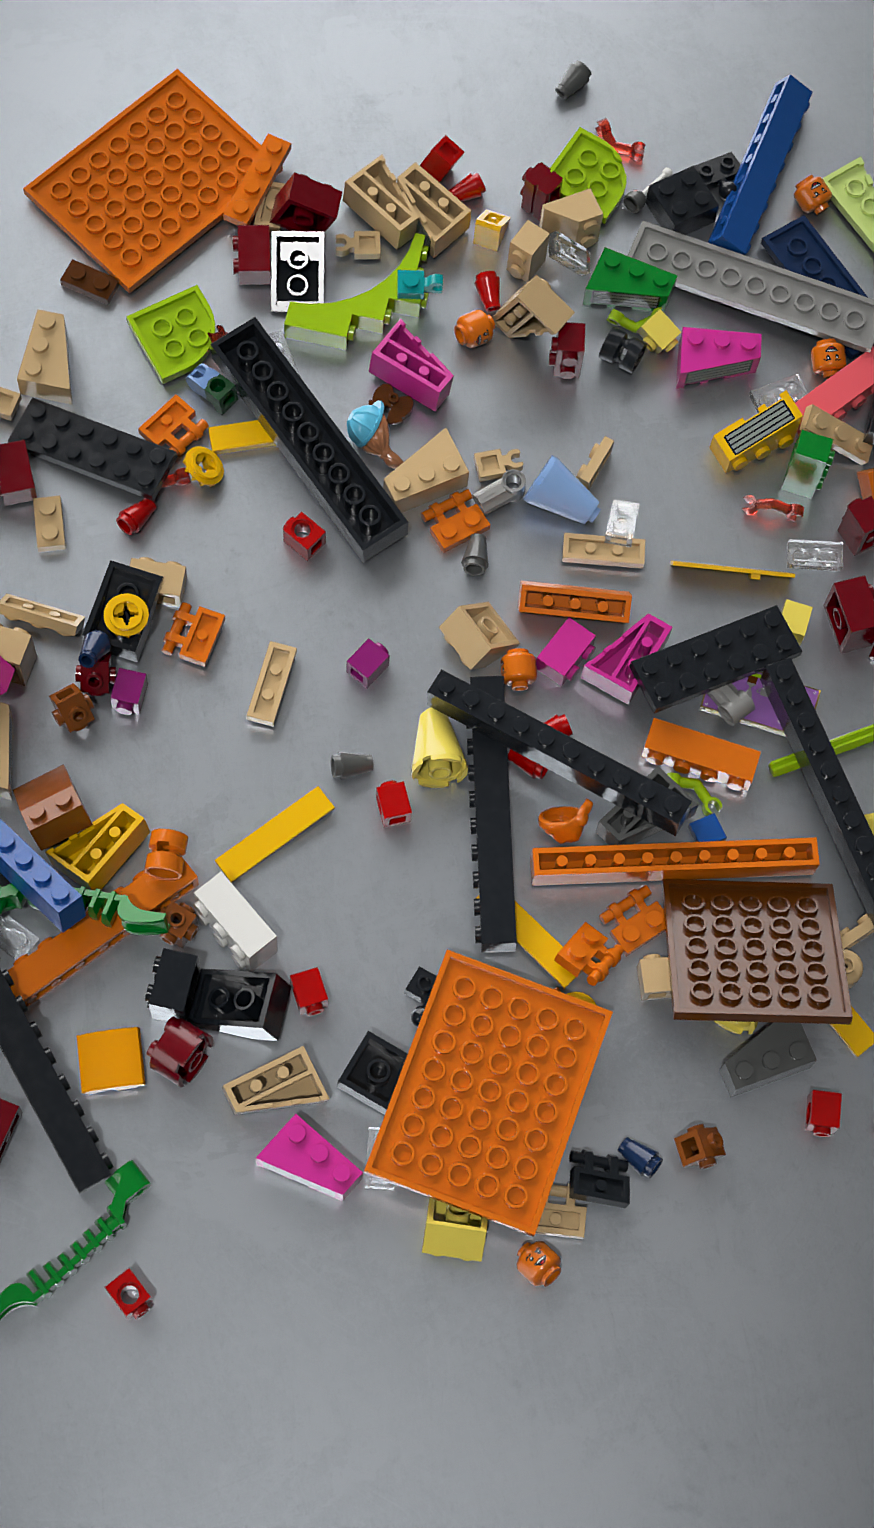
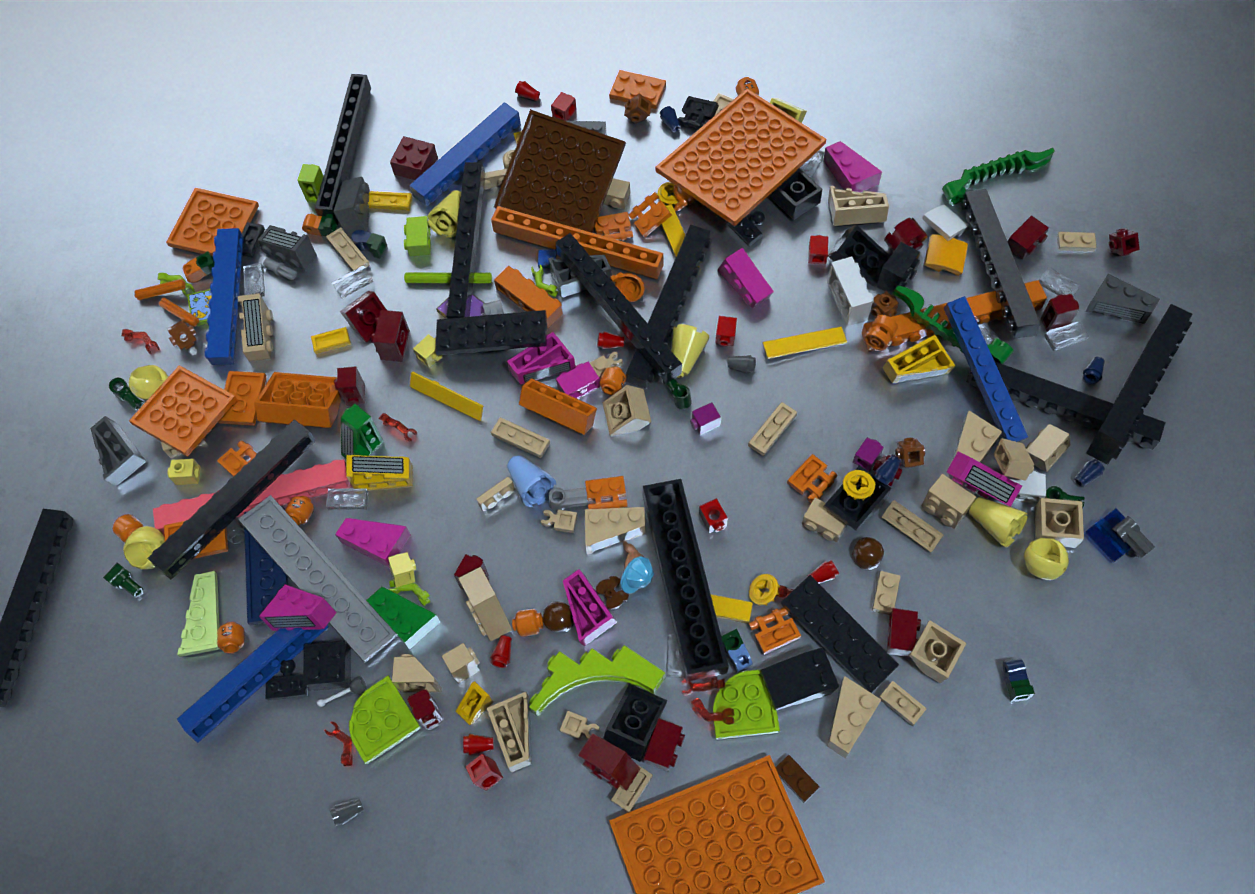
camera: 145 degrees left, 5 degrees down
(52, 807) = (943, 394): dark orange slope -> none
(87, 563) = (868, 553): none -> reddish brown hair
(120, 1285) = (970, 143): red brick -> none
(122, 375) = (799, 679): none -> black slope
(126, 1117) = (945, 222): none -> white slope
(229, 311) = (717, 716): none -> clear red arm
(257, 181) = (635, 809): orange plate -> none
(381, 202) = (547, 752): tan wedge -> none
(400, 892) = (745, 278): none -> dark pink wedge
(412, 284) = (556, 665): teal plate -> none
(420, 691) = (680, 393): none -> dark green pin
(446, 349) = (558, 617): none -> reddish brown hair
(475, 557) = (604, 463): dark grey cone -> none
(544, 693) = (602, 363): none -> tan plate
(569, 253) = (431, 652): clear plate -> none
(614, 345) = (433, 566): black wheel -> none
(621, 523) = (499, 448): clear plate -> none
(723, 1204) = (631, 84): none -> orange plate
(746, 228) = (297, 609): none -> dark pink wedge
(814, 555) = (389, 387): clear plate -> none
(846, 440) = (329, 451): tan plate -> none

